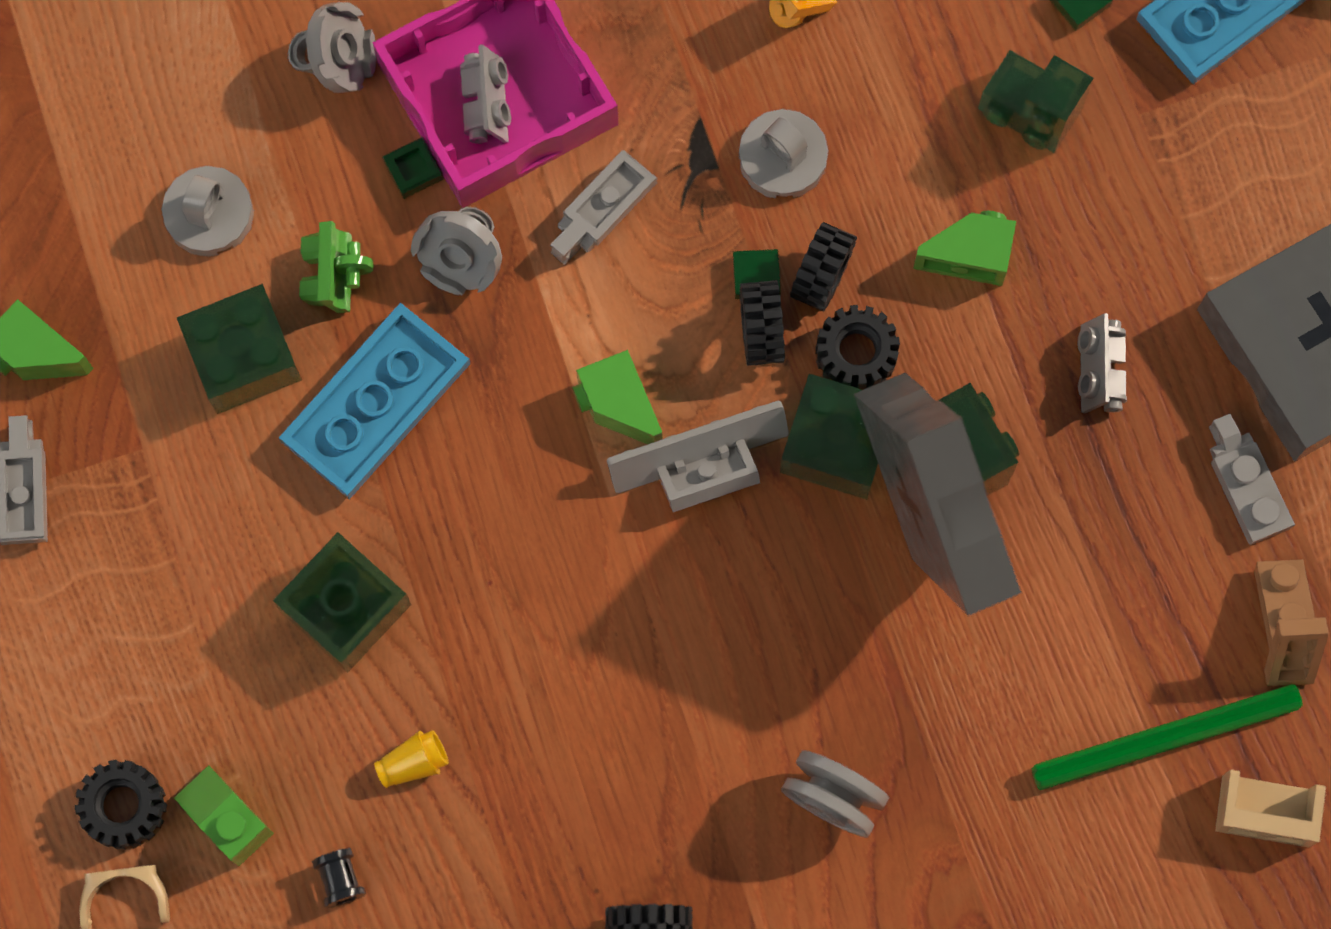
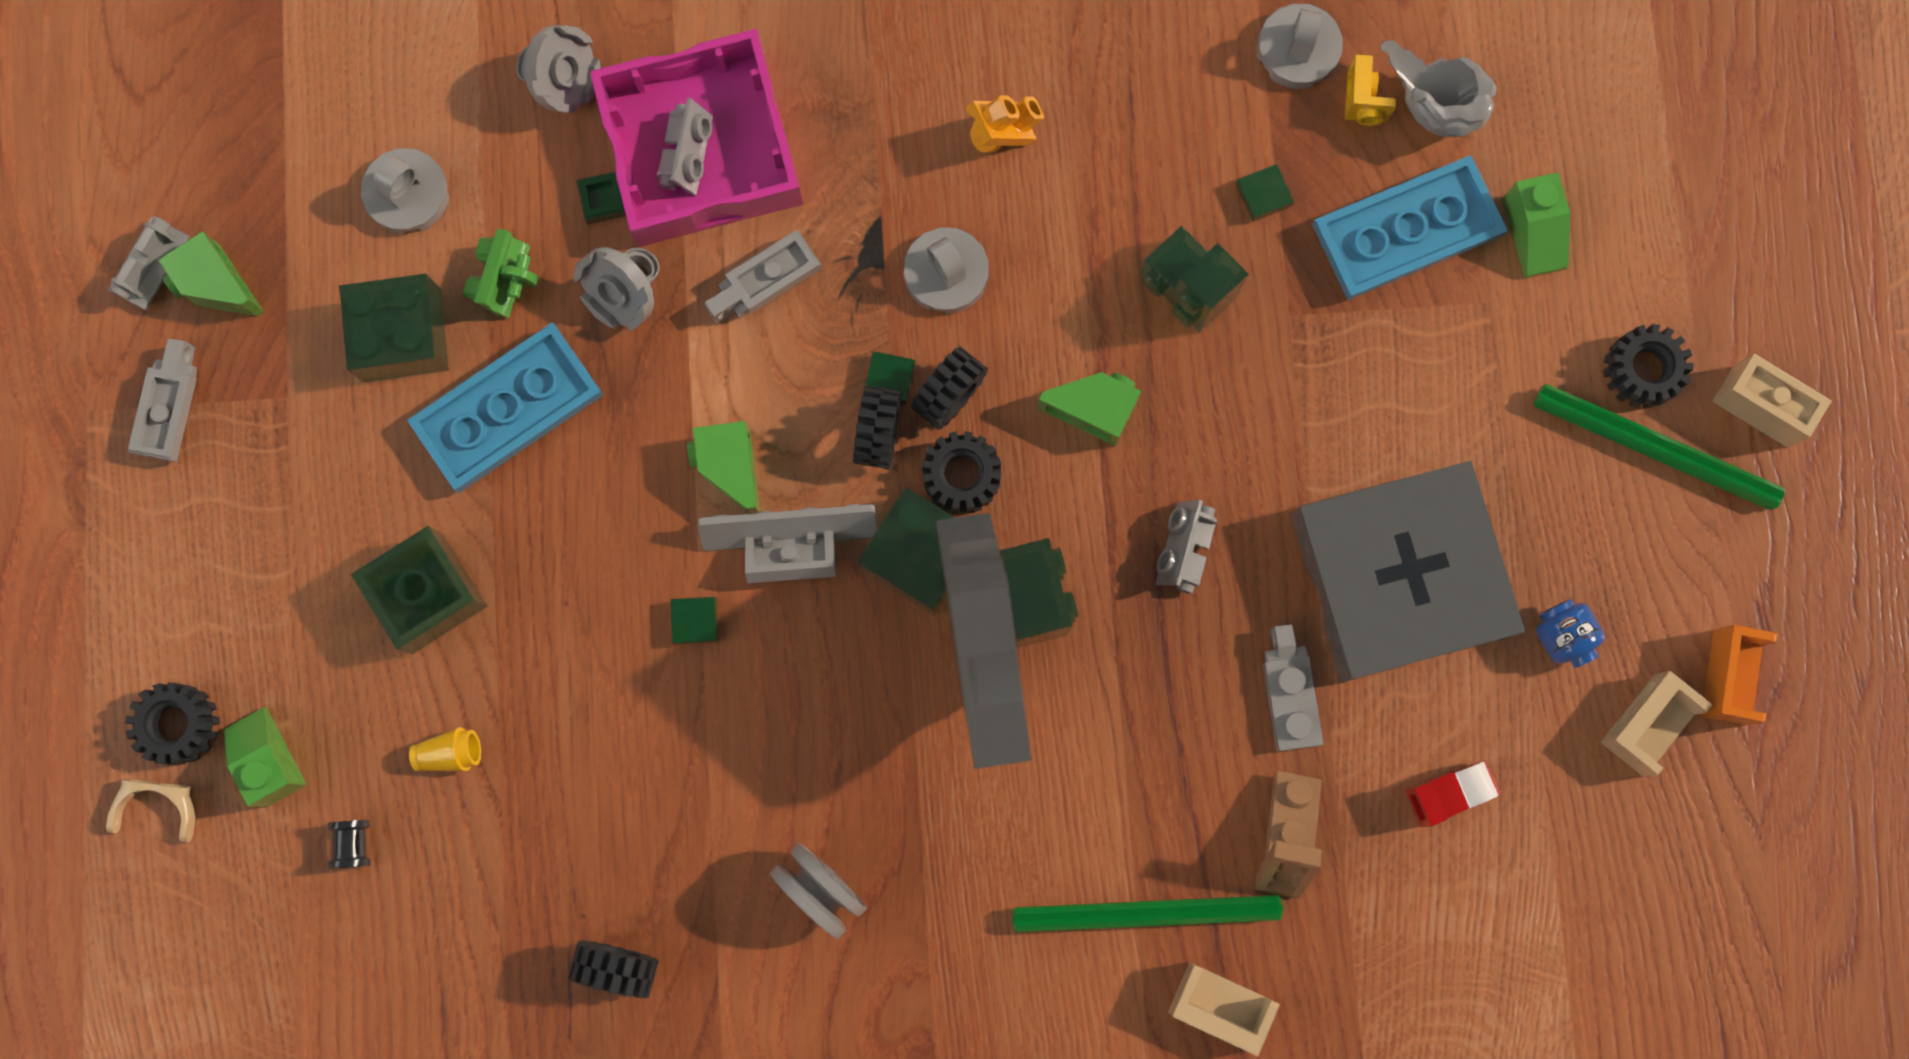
camera: 15 degrees right, 5 degrees up
(627, 565) = (694, 620): none -> dark green tile

